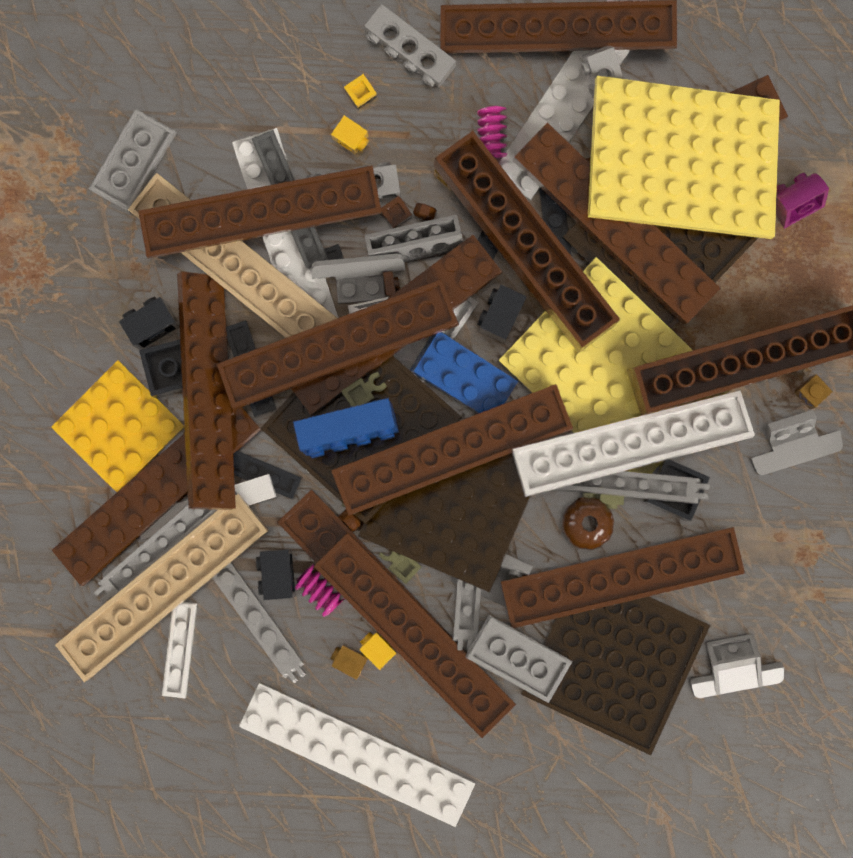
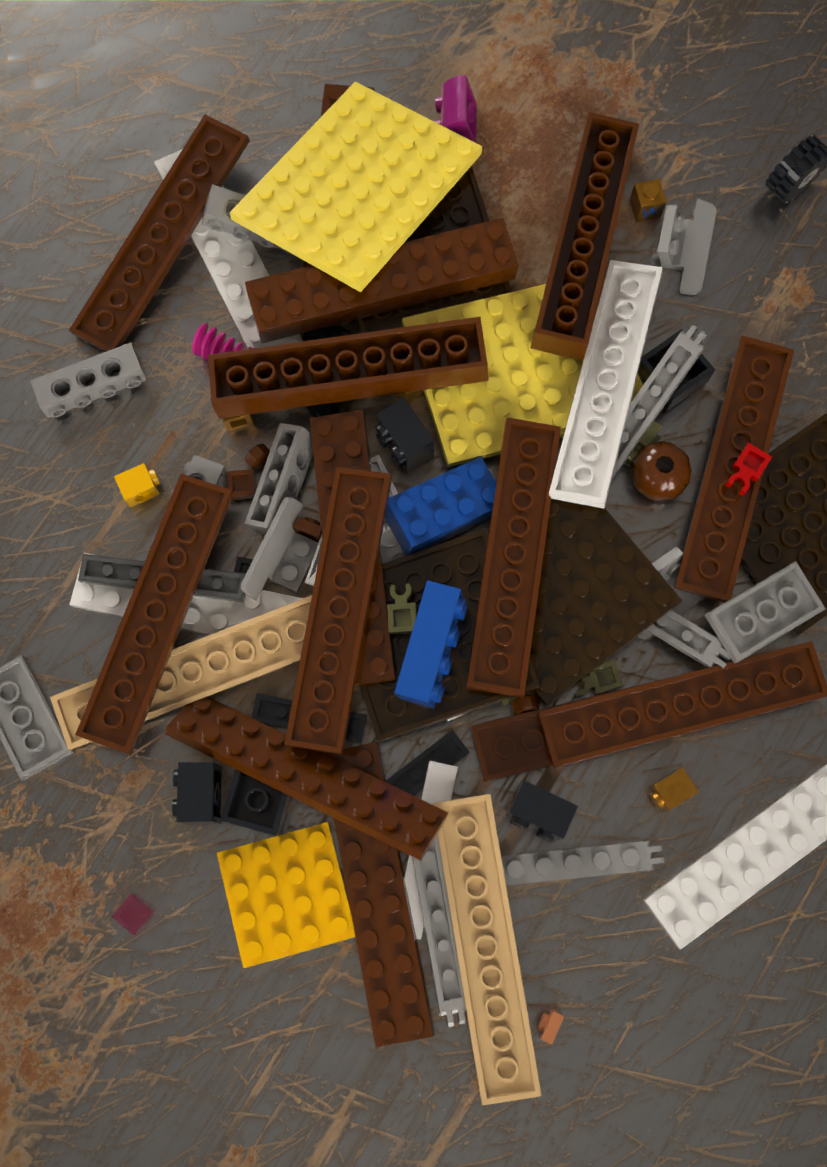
camera: 55 degrees left, 10 degrees down
(43, 327) = (133, 914): none -> clear pink tile
(134, 661) = (549, 1025): none -> nougat plate
(179, 650) = (563, 968): white tile -> none
(318, 591) = (581, 778): dark pink piece -> none
(360, 90) = (100, 451): yellow plate -> none
(377, 649) = (676, 753): yellow brick -> none
(626, 587) = (749, 466): none -> red plate

